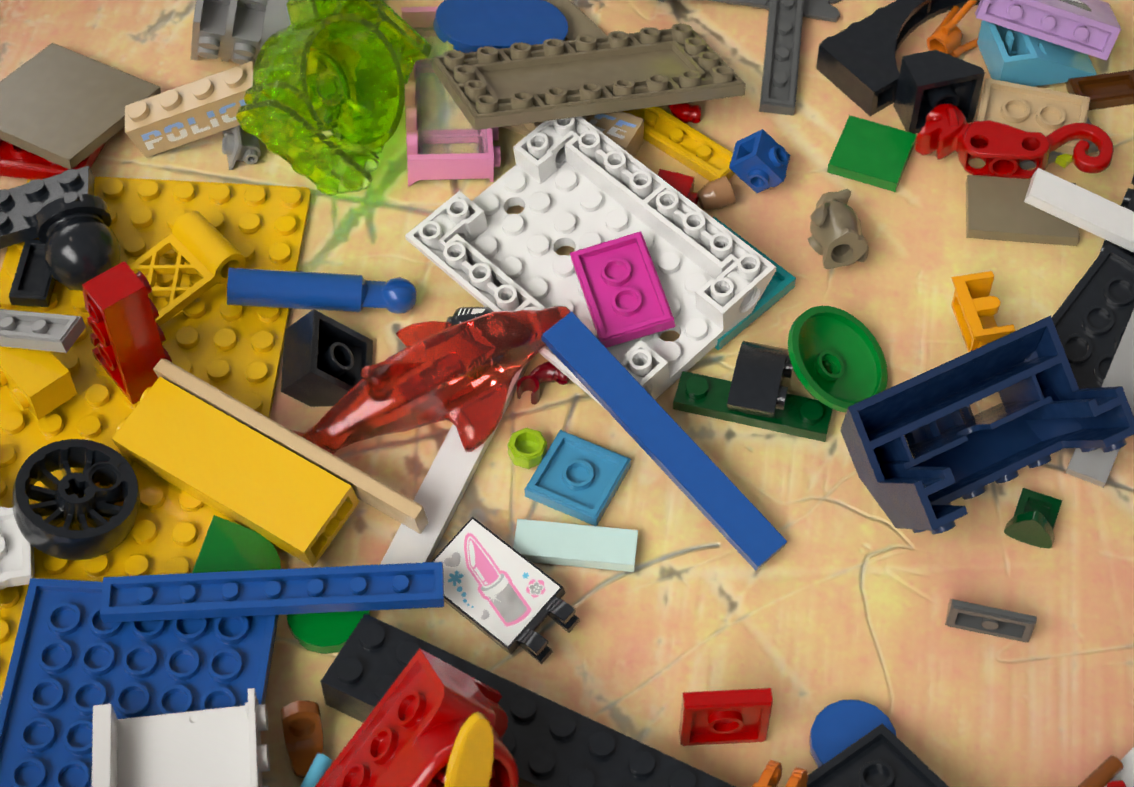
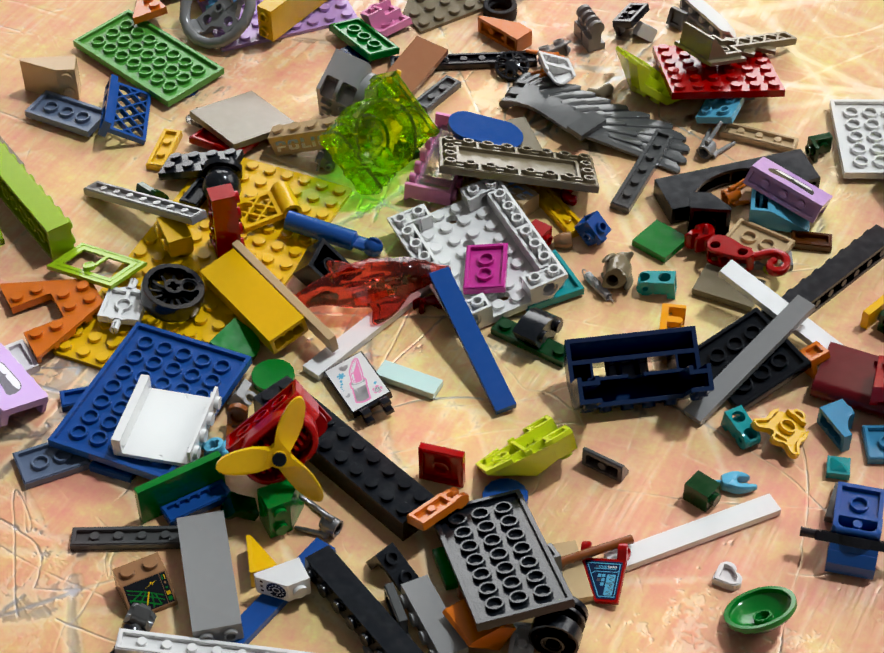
camera: 20 degrees right, 10 degrees down
(272, 592) = (248, 354): blue plate -> none
(285, 671) = (242, 393): none -> light grey tile
(527, 448) = (405, 330): lime tile -> none
(578, 478) = (425, 351): dark azure tile -> none
(811, 266) = (597, 285): none -> white piece
(836, 357) = (581, 319): green dish -> none
(857, 633) = (531, 452): none -> neon yellow wedge
(910, 235) = (657, 283): none -> teal leg
(1034, 519) = (654, 428): dark green tile -> none

